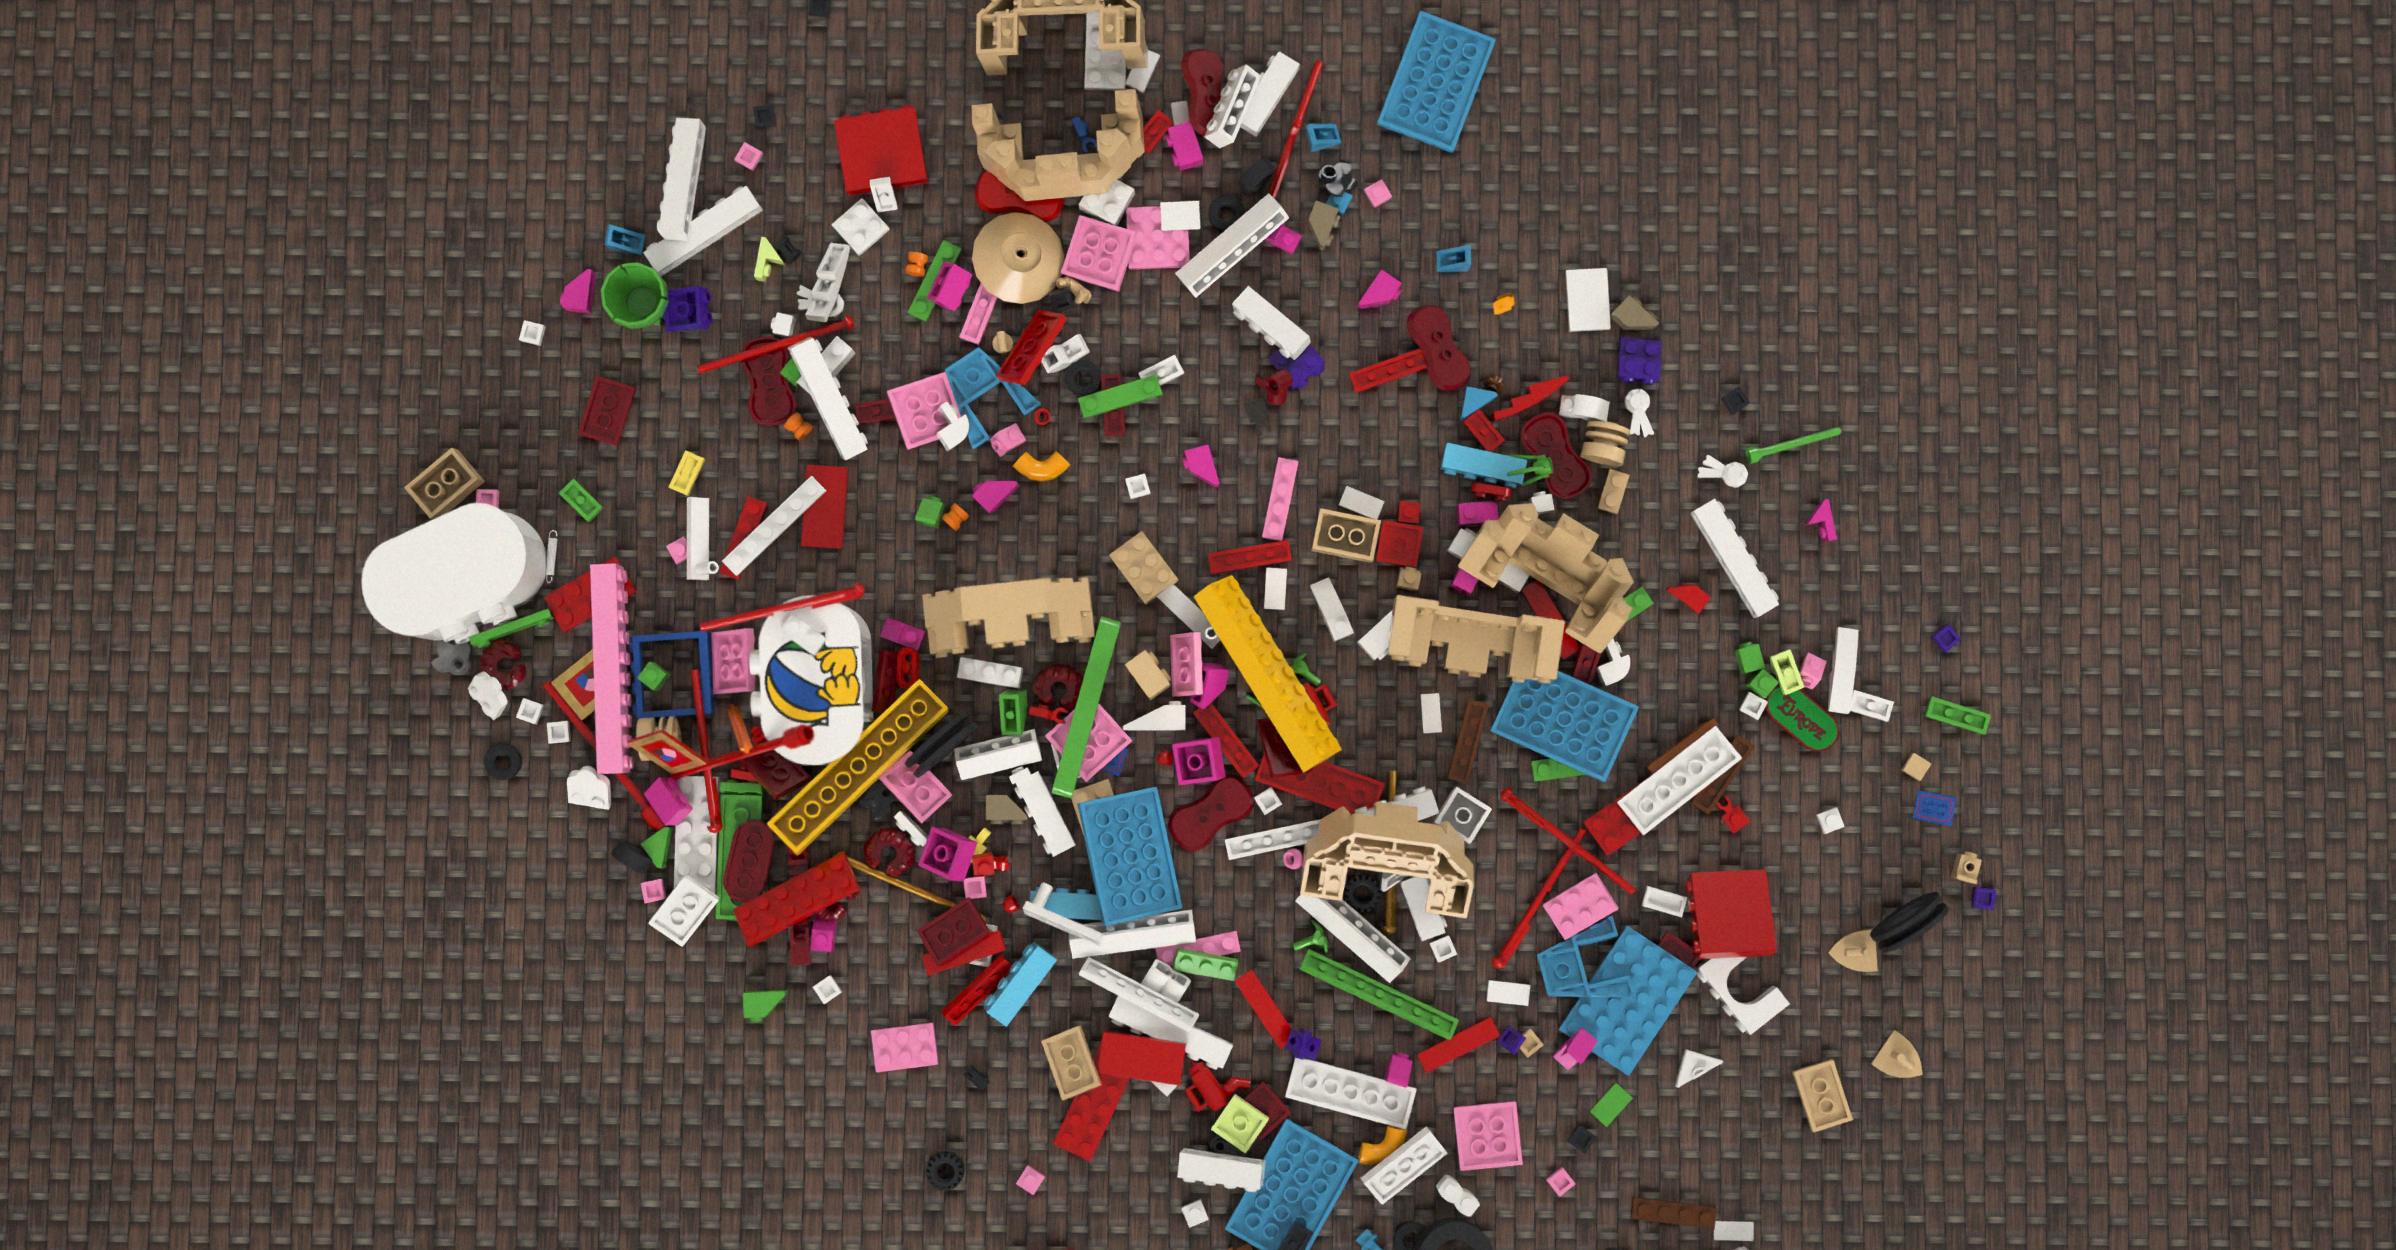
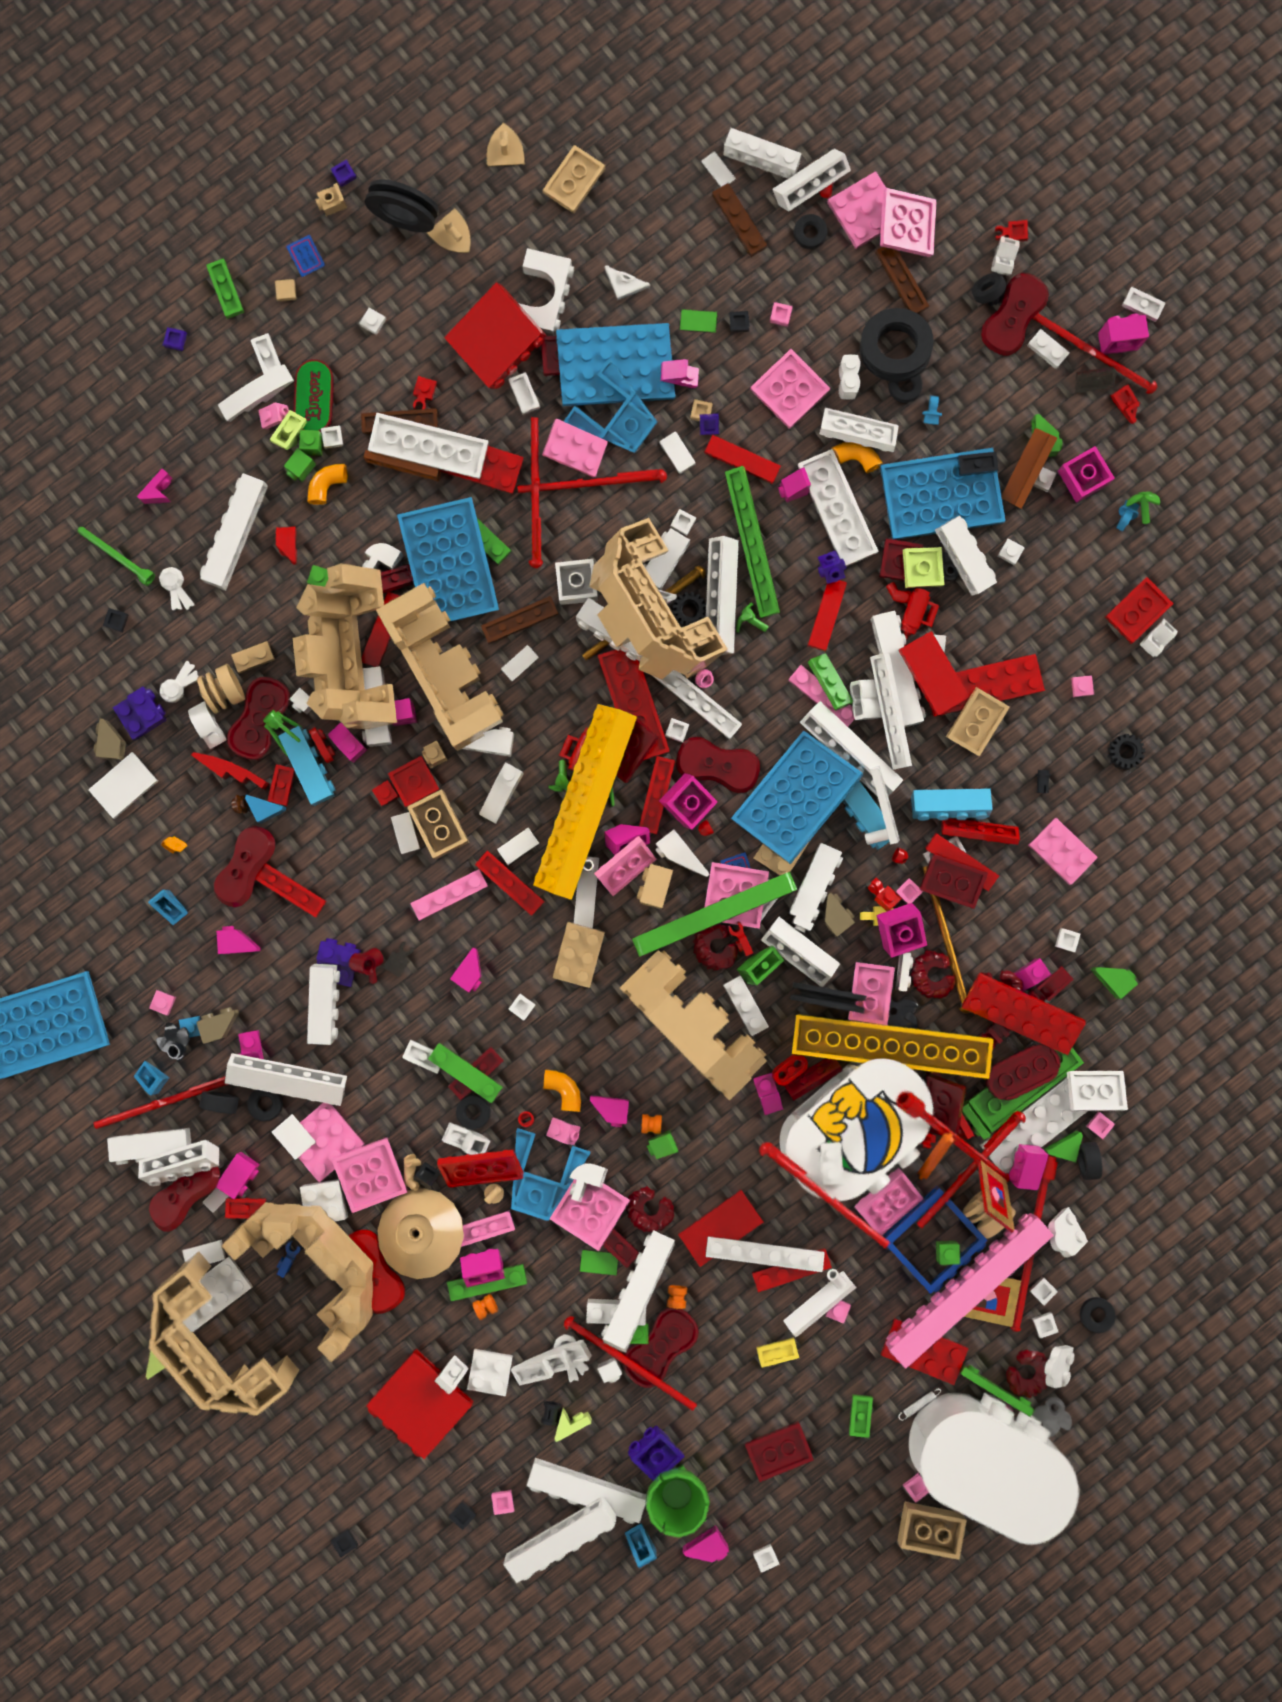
camera: 130 degrees left, 0 degrees up
(877, 384) = (598, 1262): none -> bright green sticker
(883, 447) = (649, 1222): none -> dark red piece
(1720, 667) = (323, 480): none -> light orange cylinder

